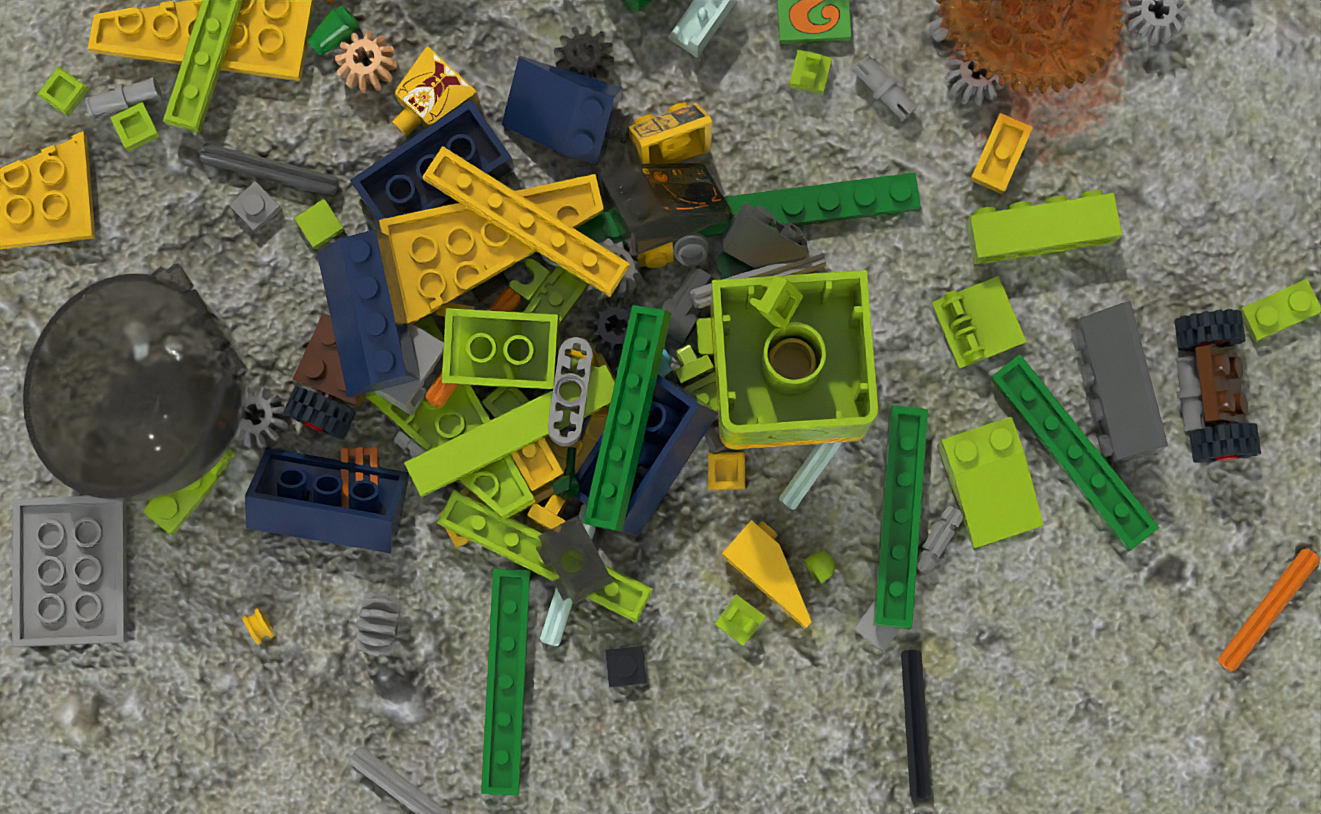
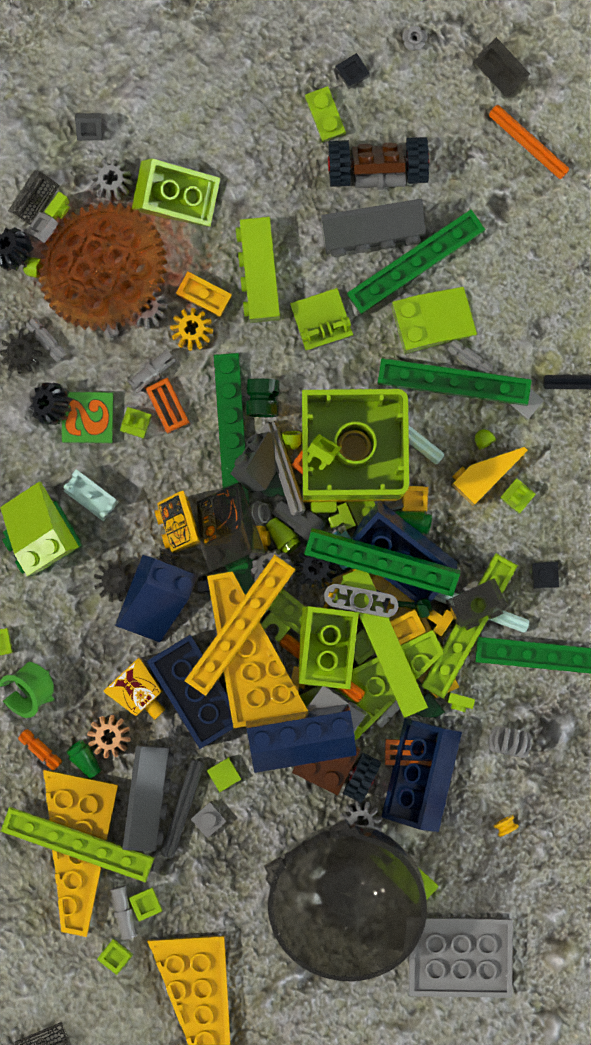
camera: 90 degrees left, 5 degrees up
(281, 115) = (147, 797): none -> dark grey slope
(426, 508) = (433, 709): none -> dark green tile
(434, 550) = (460, 702): none -> lime plate
(660, 284) = (283, 536): none -> lime cone
(694, 475) = (418, 519): none -> green cone
(811, 129) = (176, 425): none -> orange tile
(857, 243) = (262, 398): none -> dark green wheel
(951, 127) = (182, 328): none -> yellow gear
(1145, 105) = (175, 192): none -> lime slope

